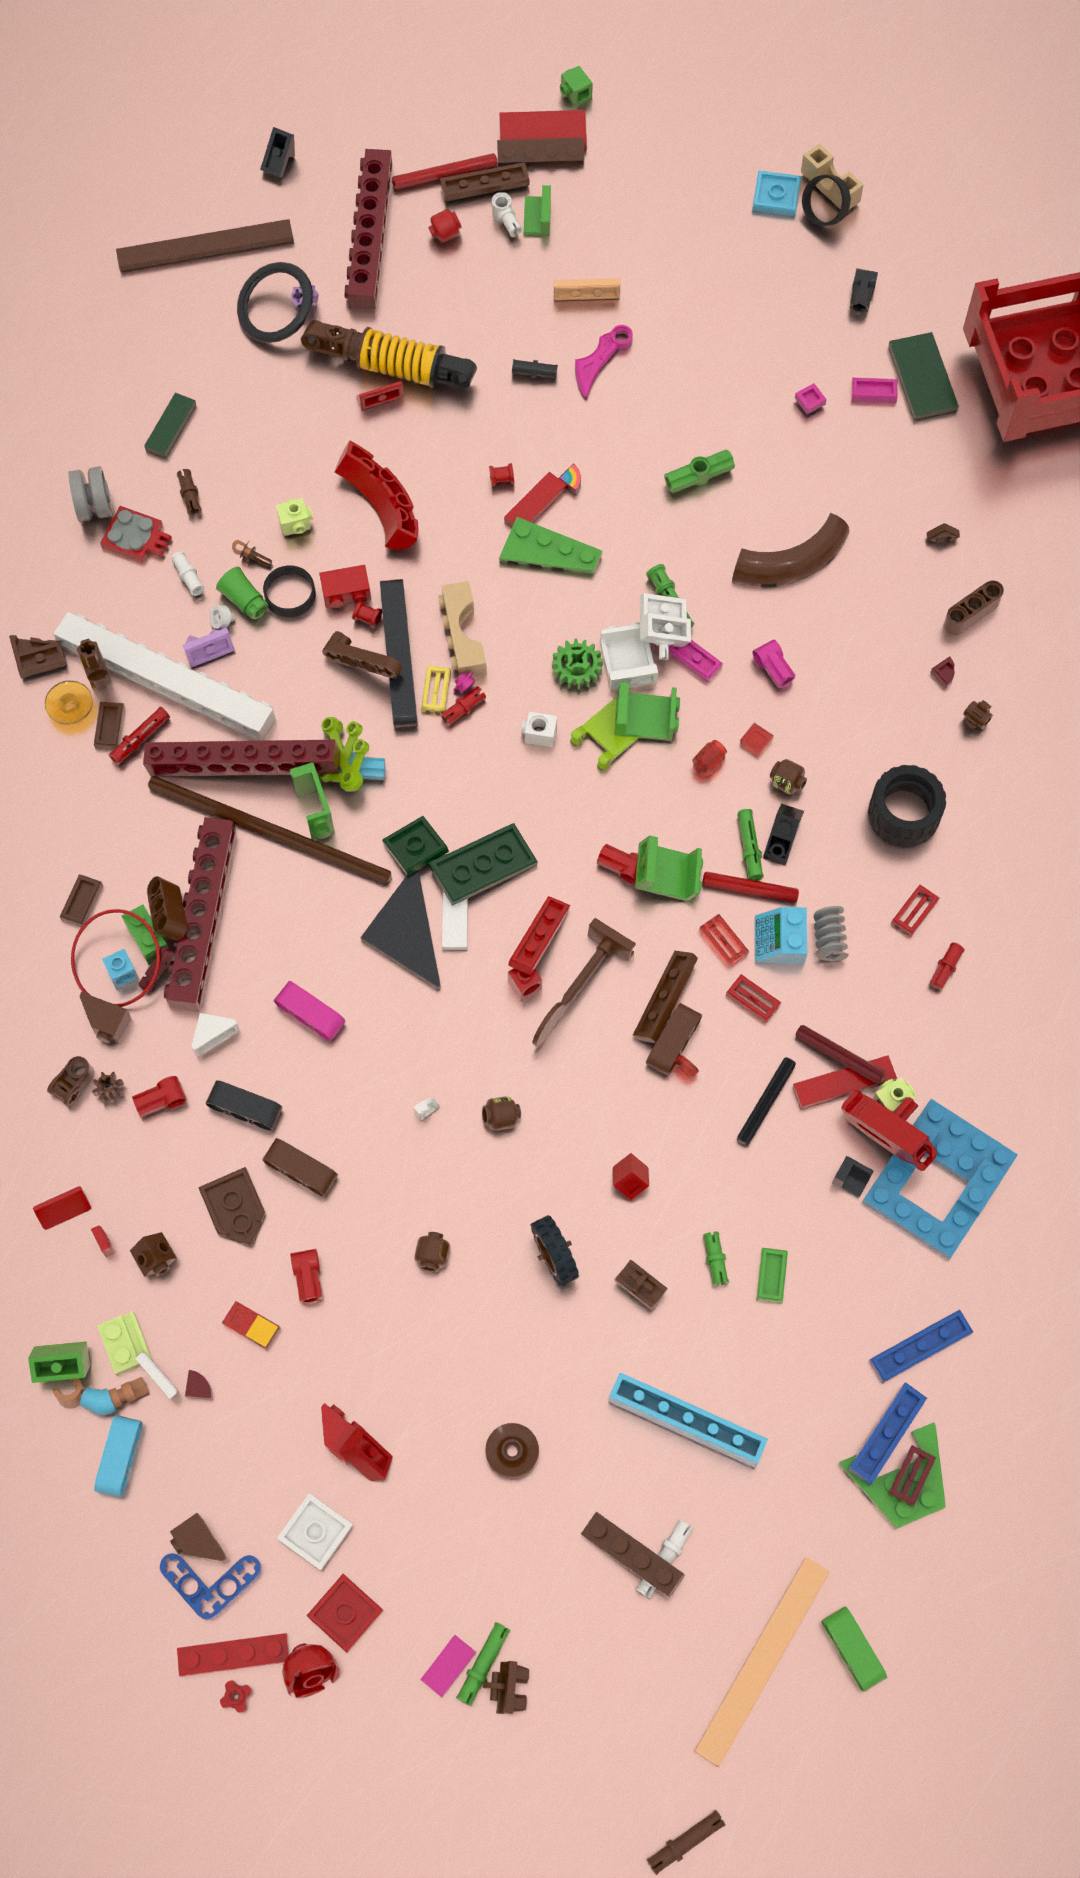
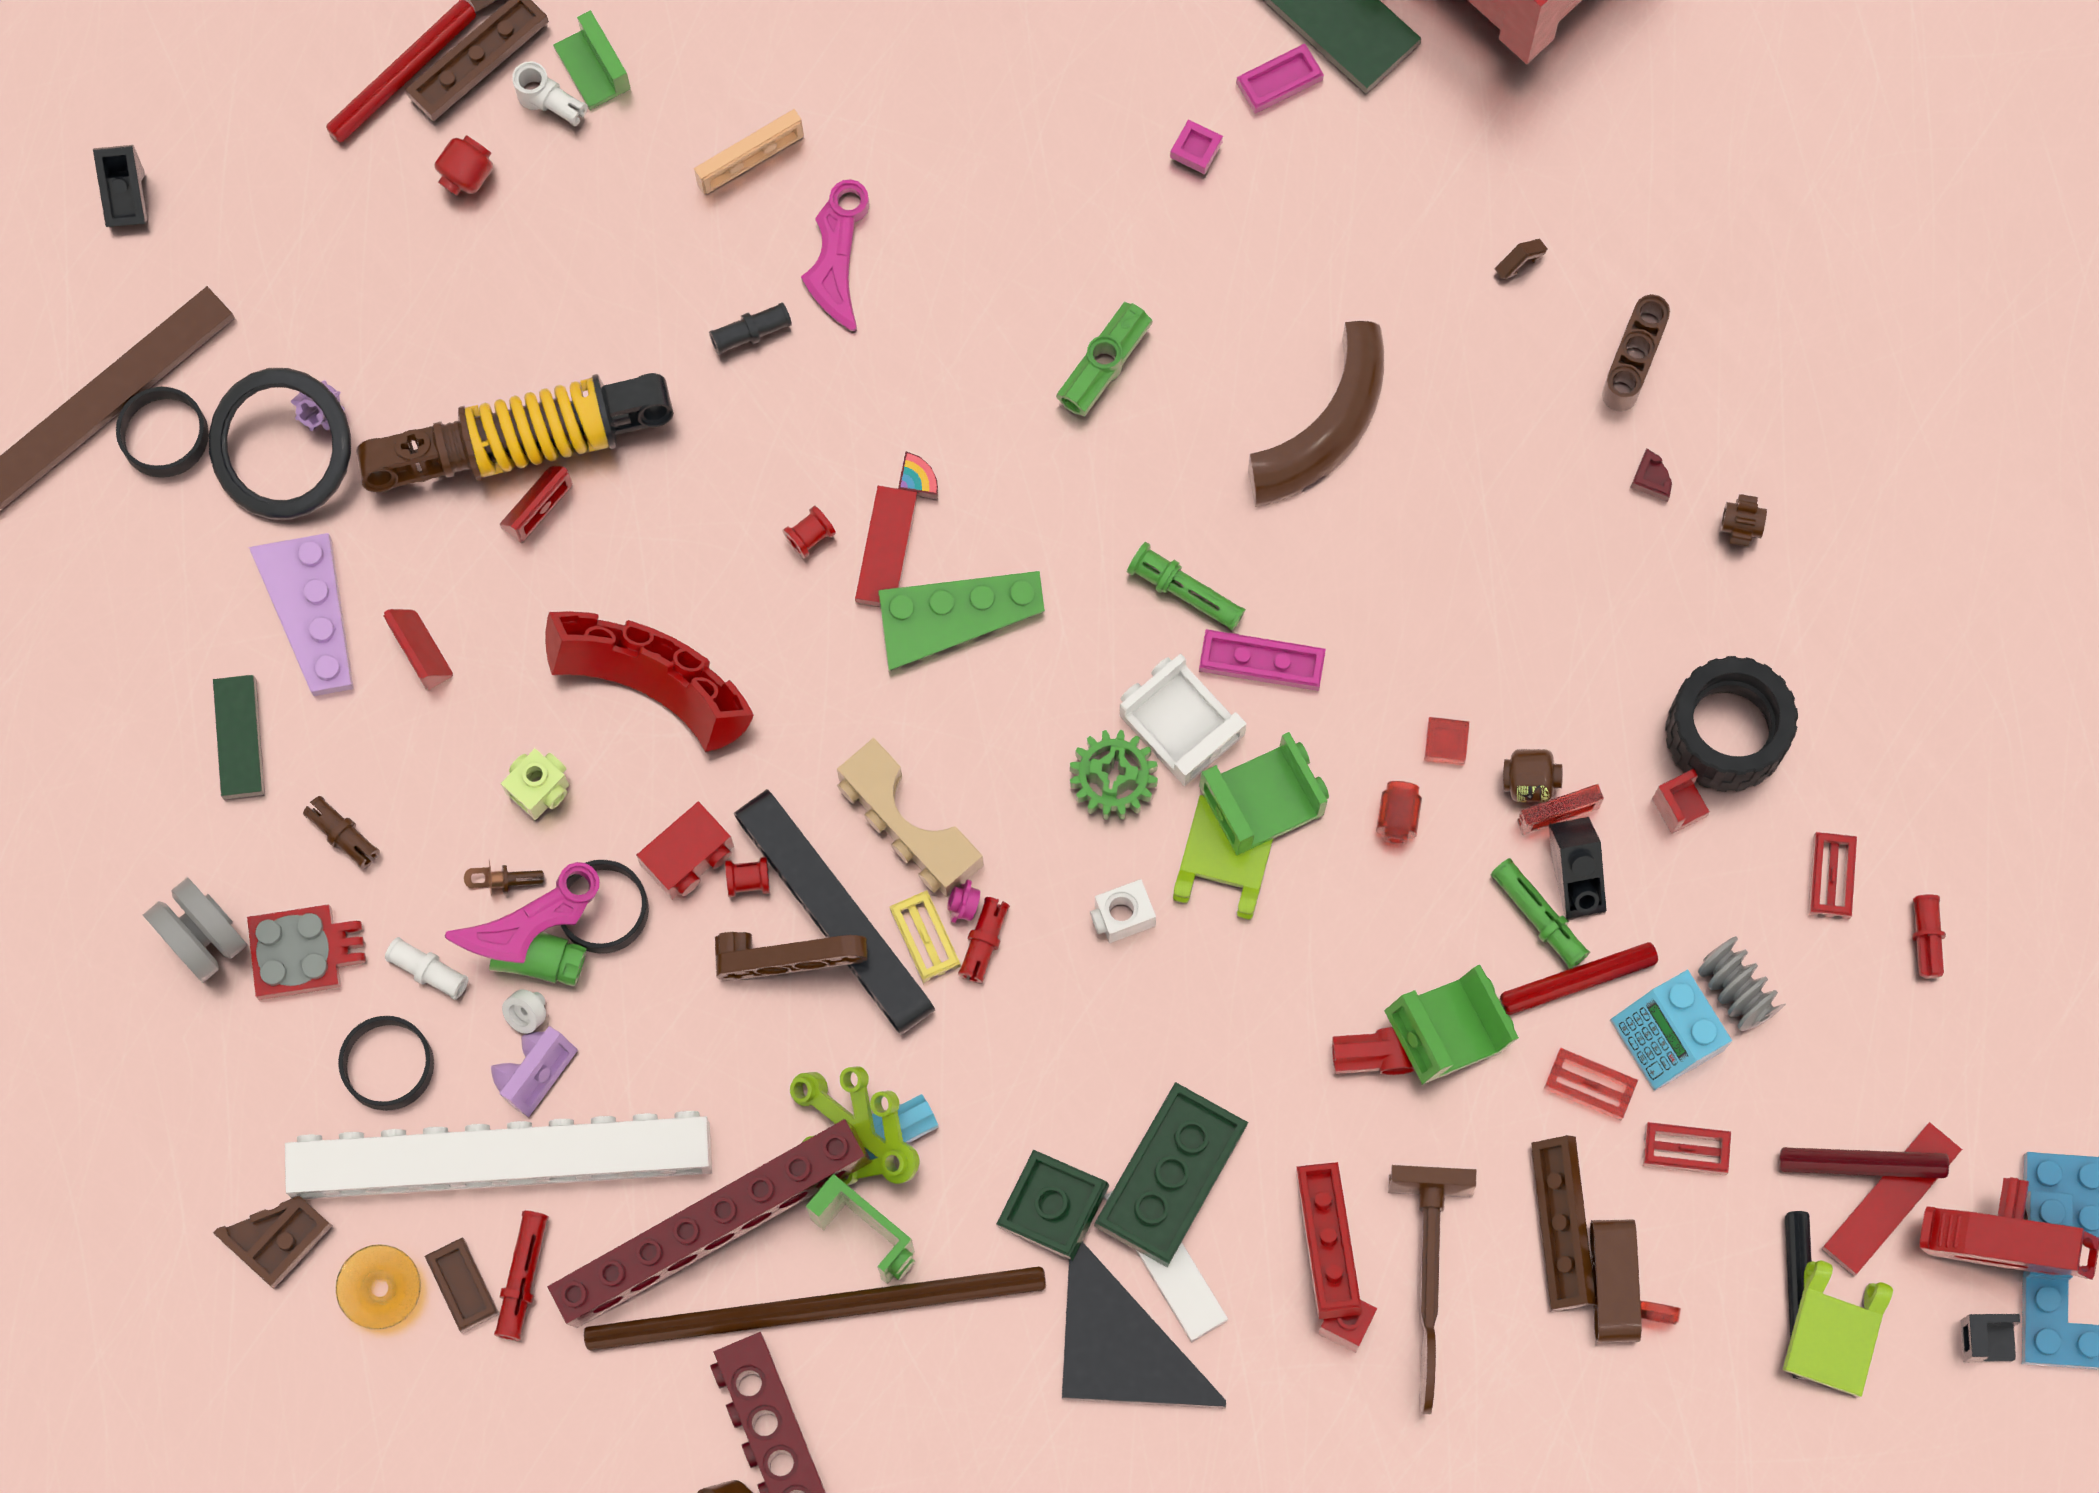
camera: 30 degrees left, 5 degrees up
(93, 664) = (389, 1209): reddish brown piece -> none
(132, 586) = (364, 1027): none -> black tyre
(216, 255) = (144, 398): none -> black tyre
(235, 574) = (511, 935): none -> dark pink piece
(242, 383) = (308, 603): none -> lavender wing
(280, 428) = (418, 646): none -> red slope
(370, 229) = (294, 114): dark red brick -> none
(664, 622) = (1209, 639): white plate -> none
(769, 1130) = (1833, 1337): none -> lime flag
(771, 658) = (1392, 601): dark pink piece -> none
(794, 799) = (1560, 809): none -> clear red tile
(858, 830) = (1680, 802): none -> red panel
(893, 1093) = (1968, 1176): yellowish green brick -> none

